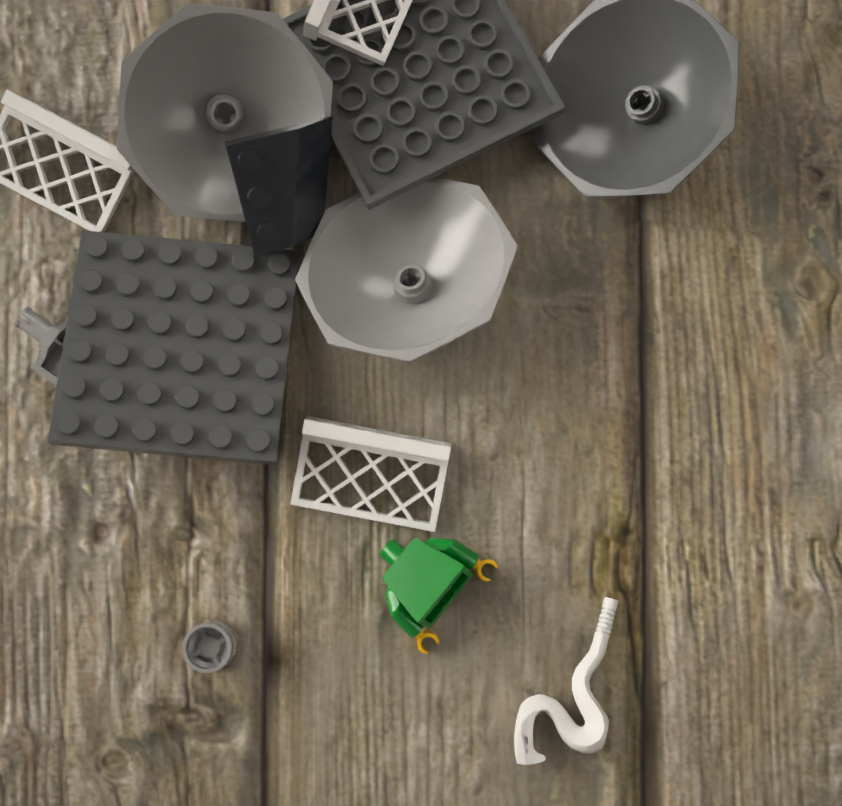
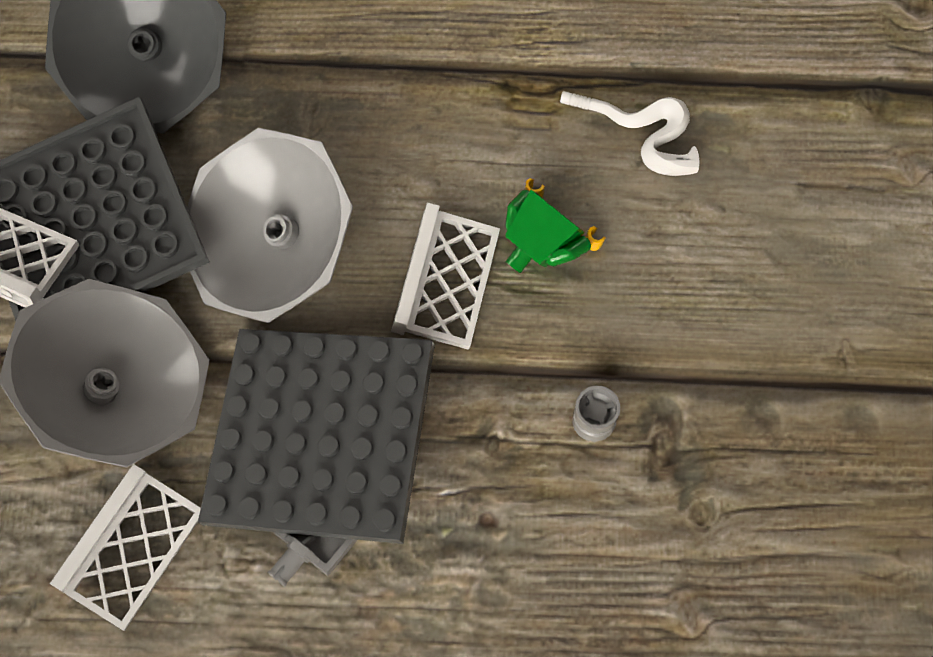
camera: 90 degrees left, 15 degrees down
(282, 182) = (176, 334): black wedge -> none

